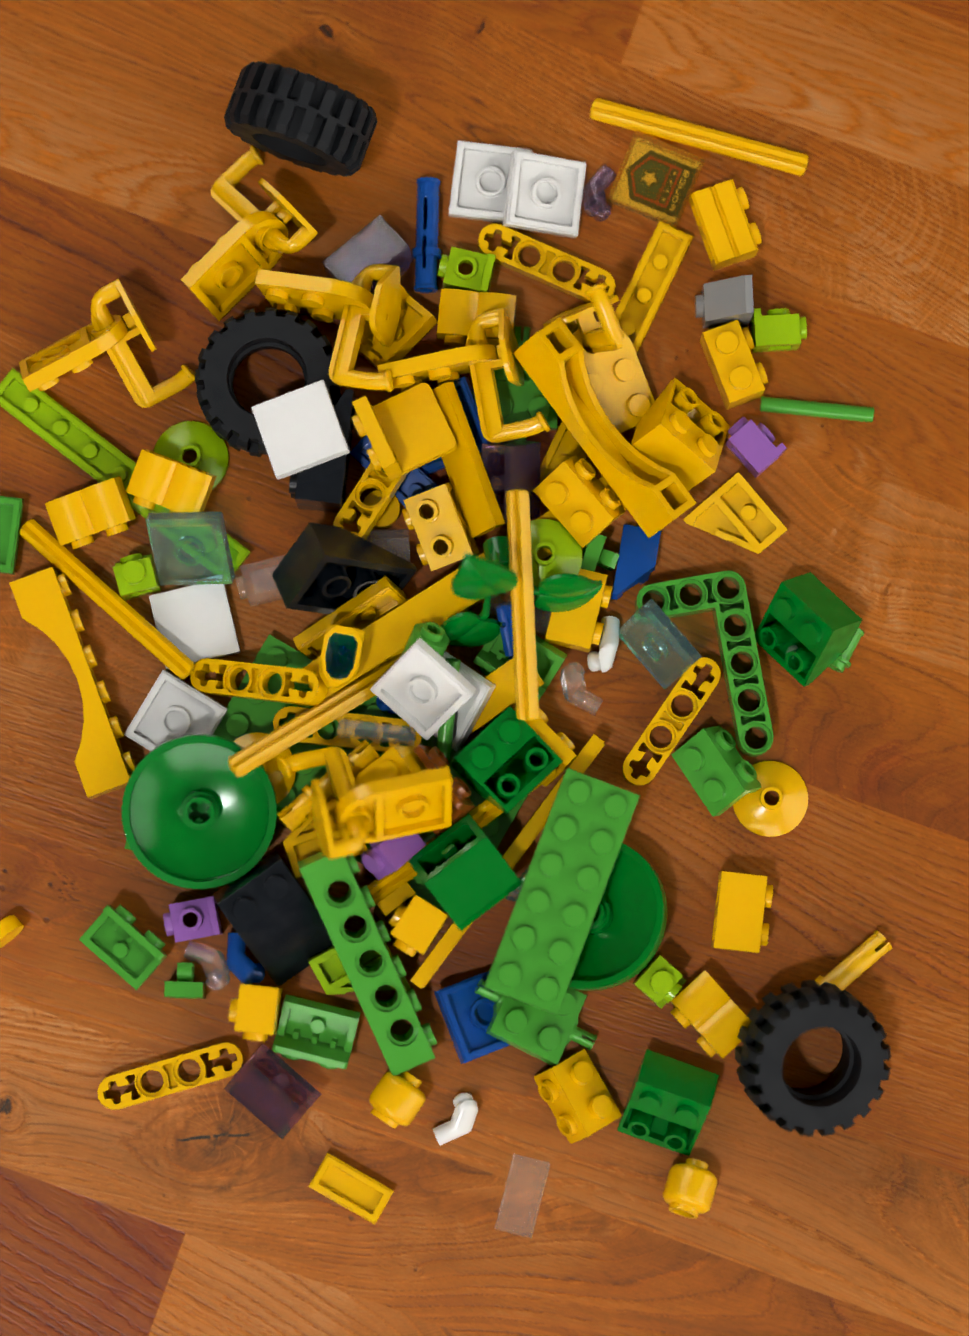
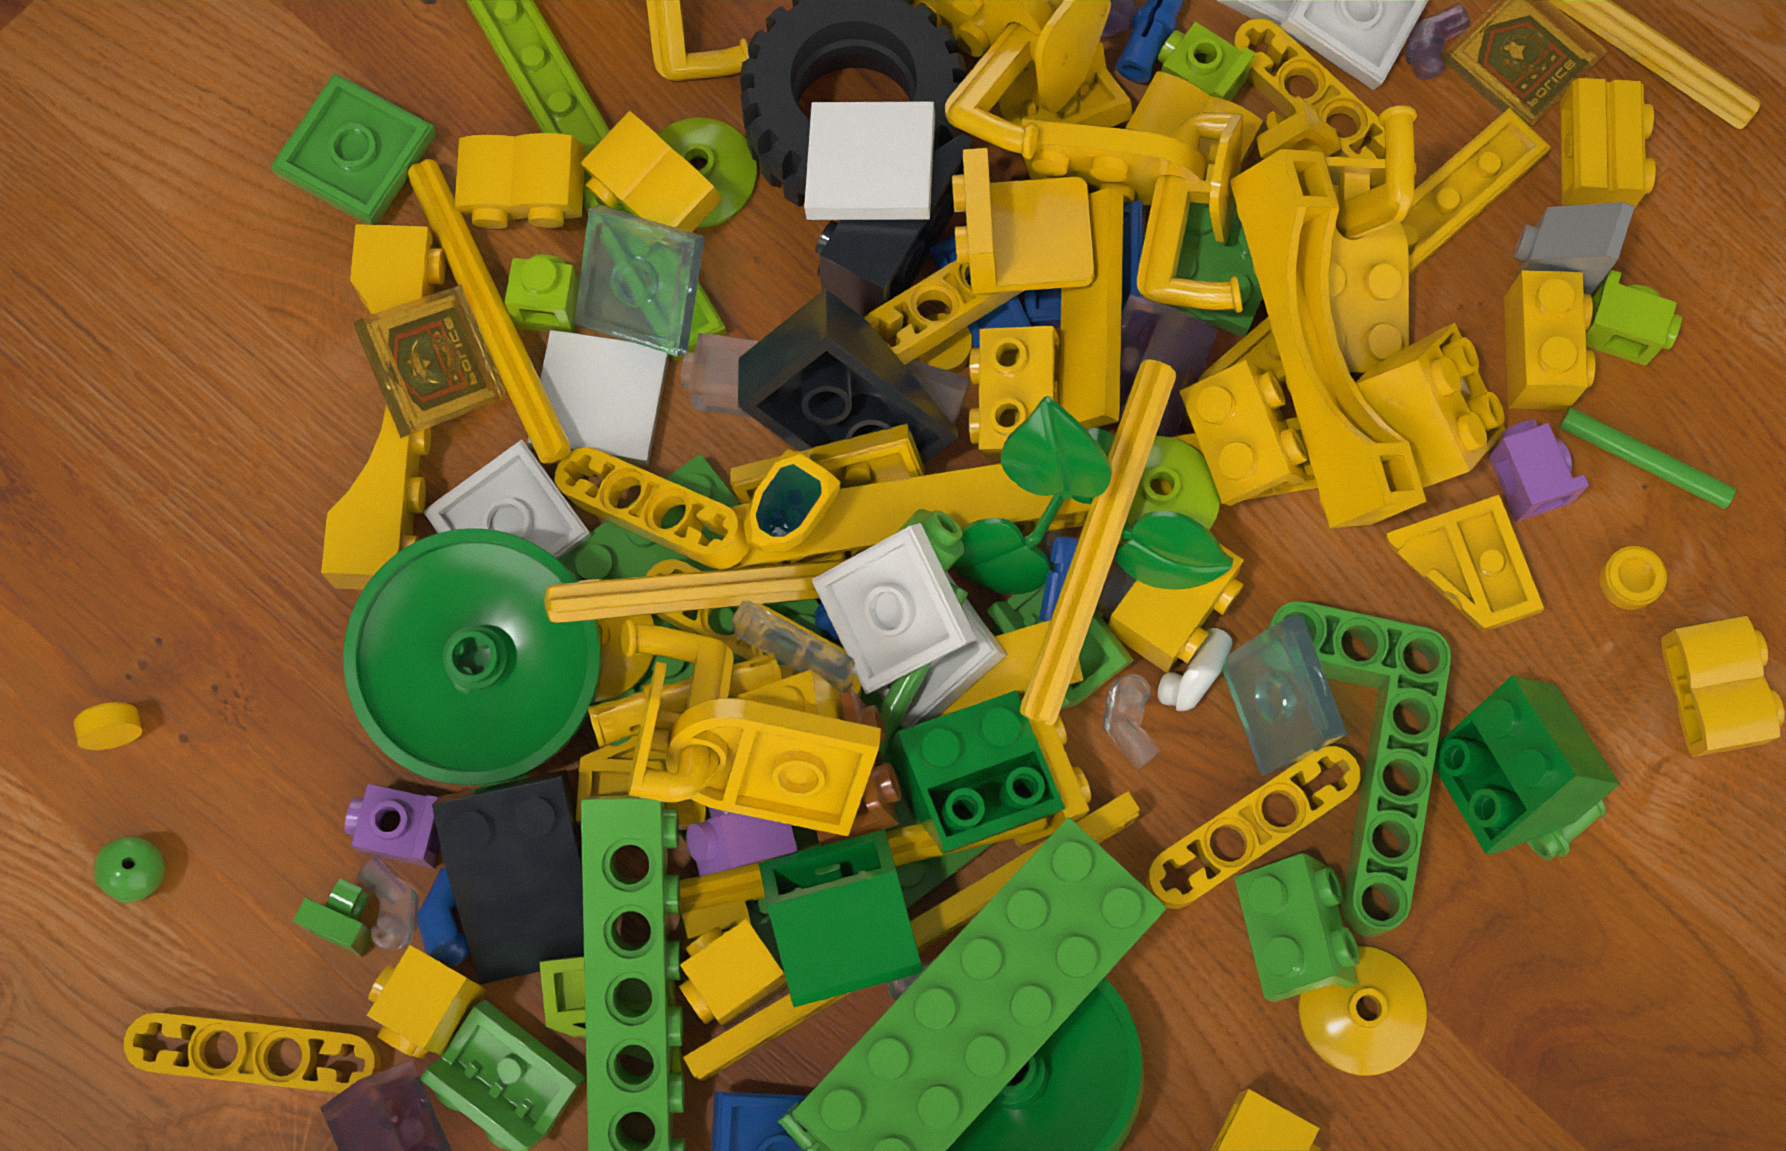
camera: 25 degrees right, 10 degrees down
(48, 1012) = (134, 883): none -> bright green piece
(92, 647) = (430, 360): none -> clear yellow tile
(124, 946) = (274, 821): bright green bracket -> none
(542, 298) = (1298, 132): none -> yellow tile
(594, 555) = (1237, 535): bright green tile -> none
(635, 559) = (1292, 562): blue slope -> none
(833, 486) = (1633, 578): none -> yellow tile
(903, 532) = (1722, 686): none -> yellow brick

